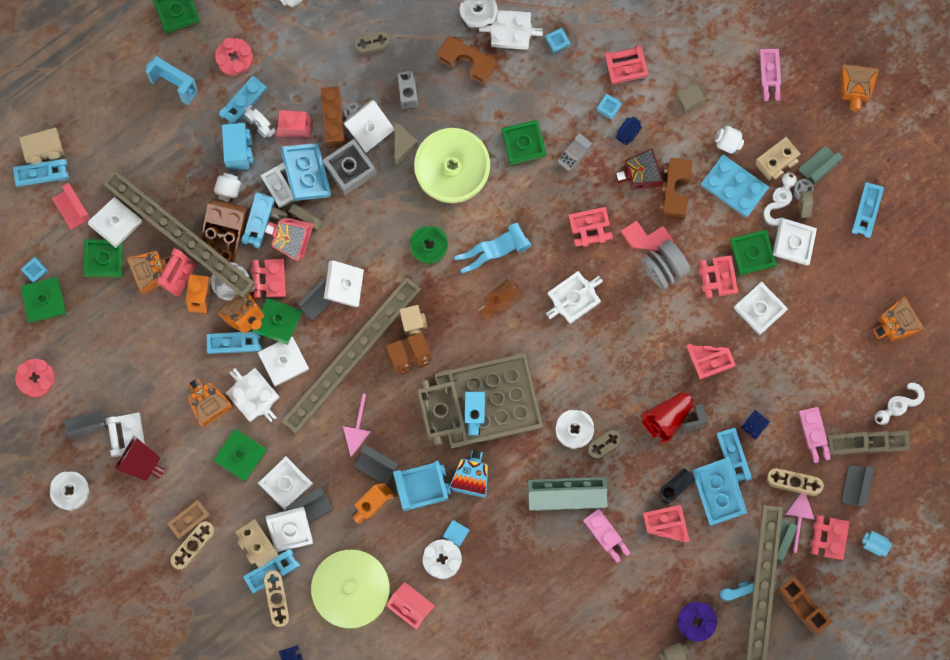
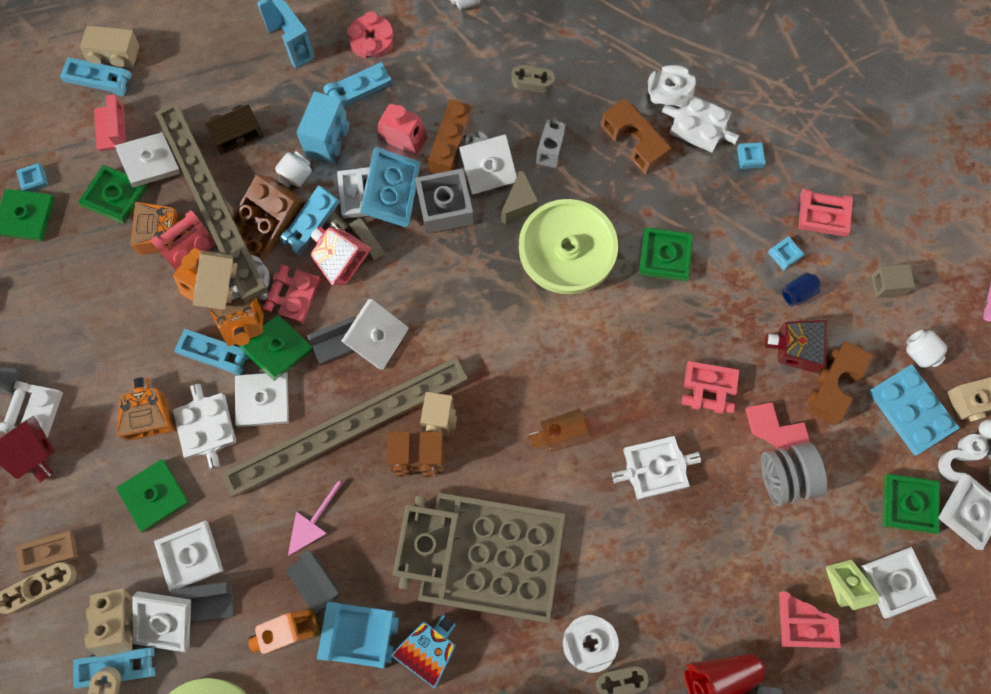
camera: 20 degrees right, 5 degrees down
(167, 172) = (234, 129): none -> dark brown brick
(218, 291) = (213, 280): none -> tan brick
(256, 118) = (361, 107): white plate -> none
(428, 234) = (506, 317): green plate -> none
(474, 401) = (472, 554): medium azure torso -> none
(497, 248) = (581, 367): medium azure flag -> none
(575, 152) = (725, 289): light grey leg -> none
(724, 277) = (863, 517): coral plate -> none
(729, 322) = (851, 586): none -> yellowish green slope

